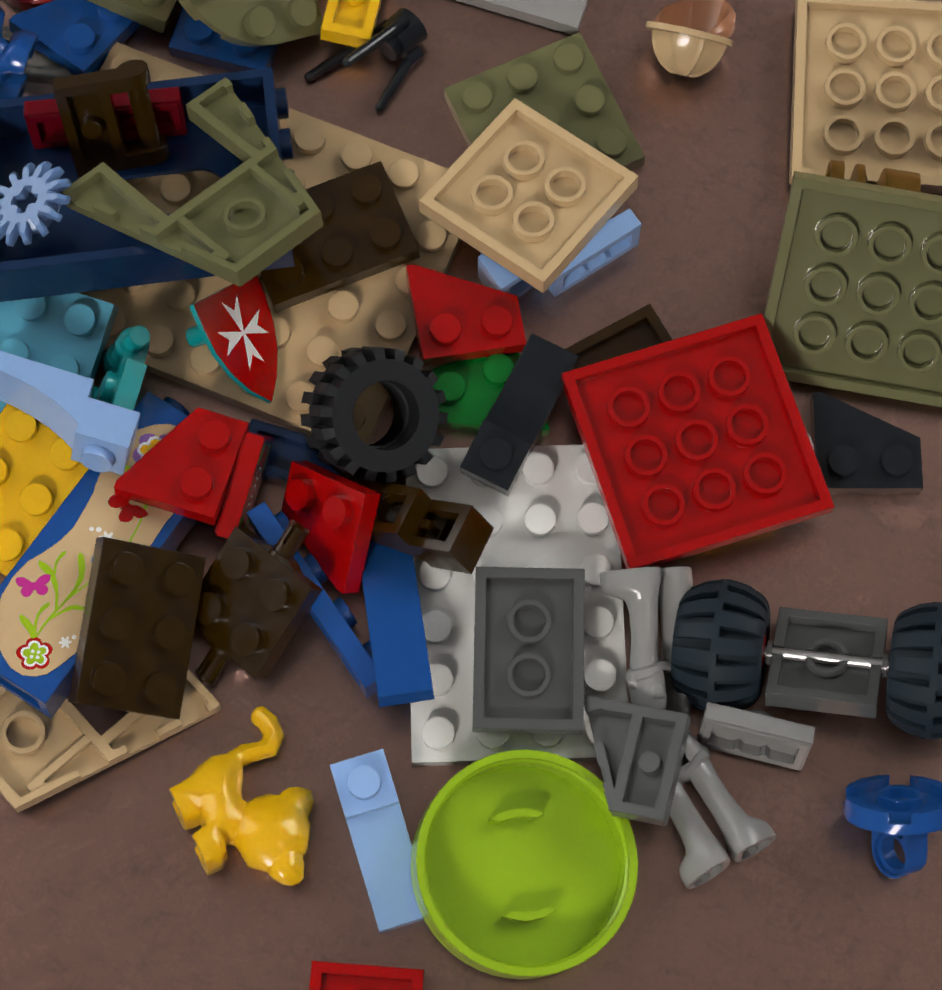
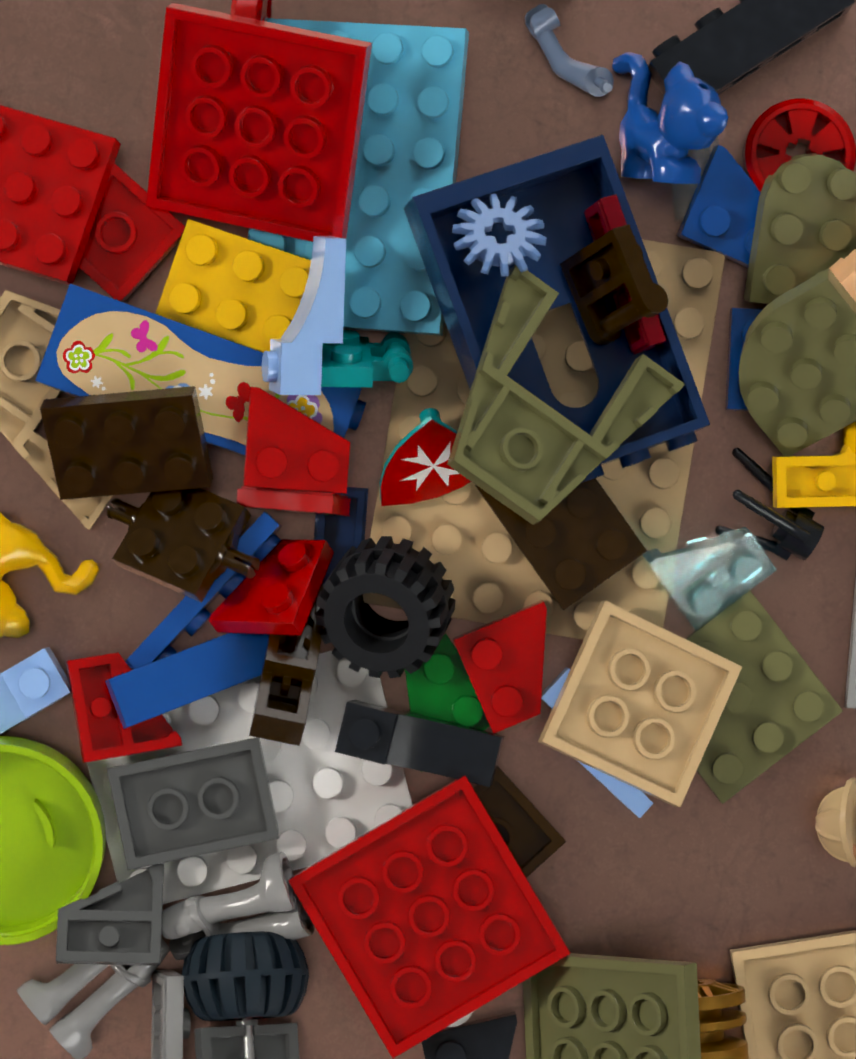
camera: 80 degrees right, 15 degrees up
(417, 726) = (96, 717): none -> red wing
(418, 117) = (711, 573): none -> clear light blue wing

